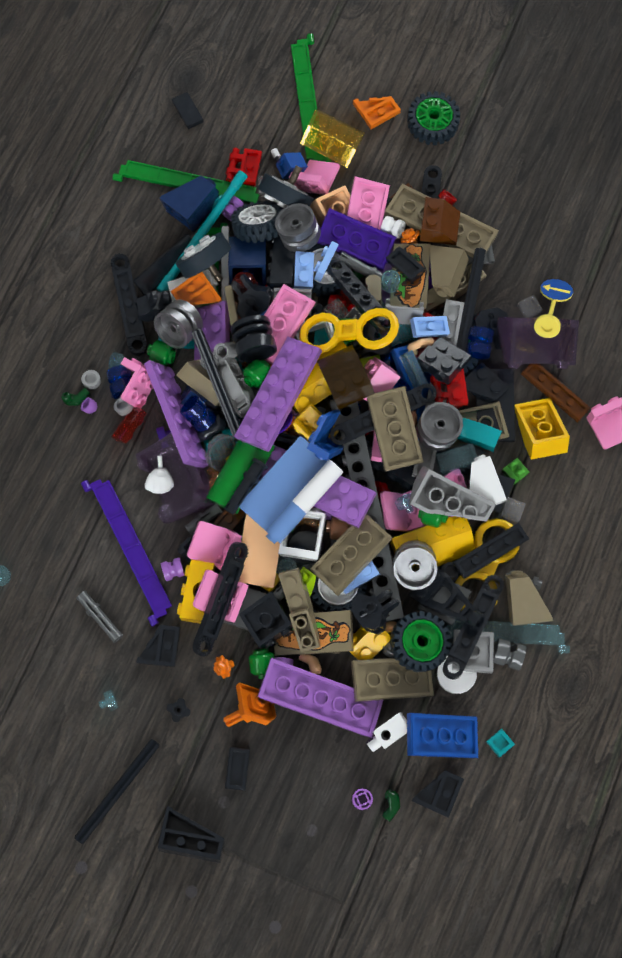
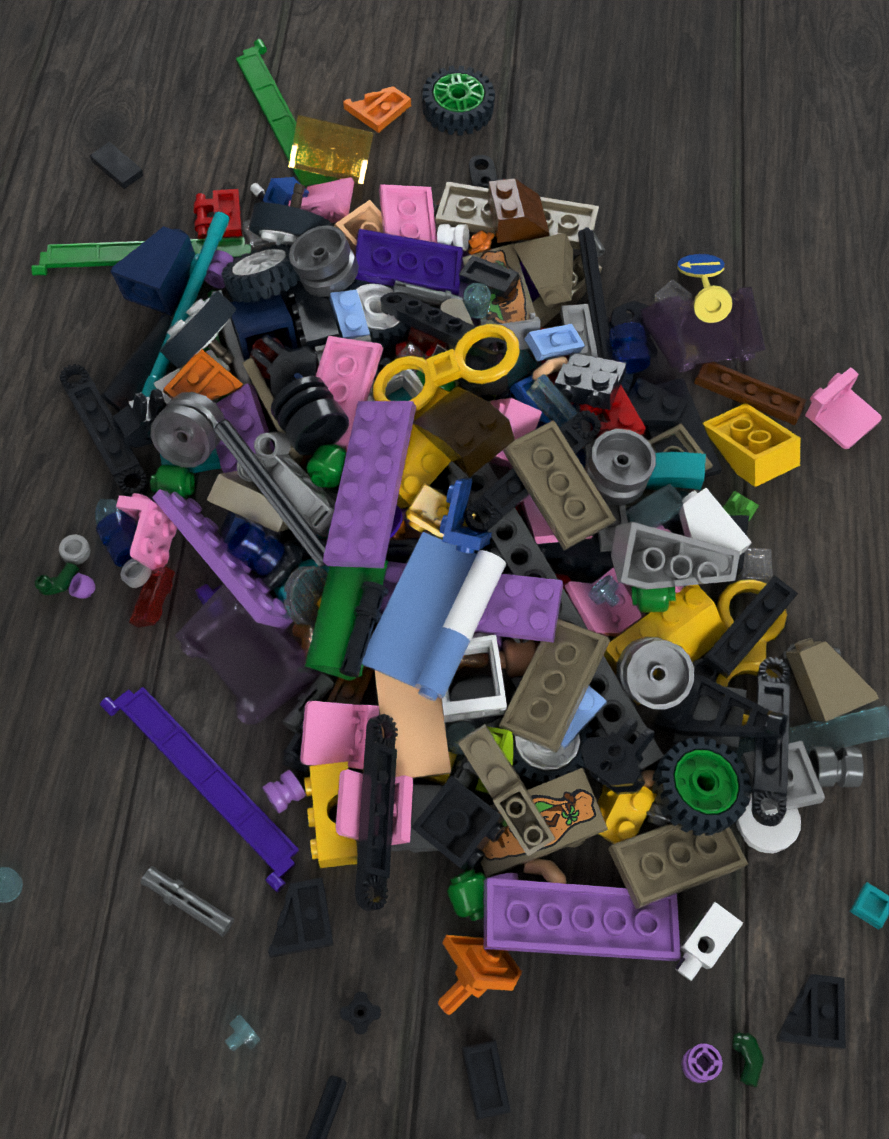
camera: 20 degrees left, 10 degrees down
(159, 479) = (222, 663): white piece -> none
(223, 666) = (411, 919): orange plant -> none
(321, 267) = (374, 305): light blue plate -> none
(442, 735) = (788, 919): blue tile -> none

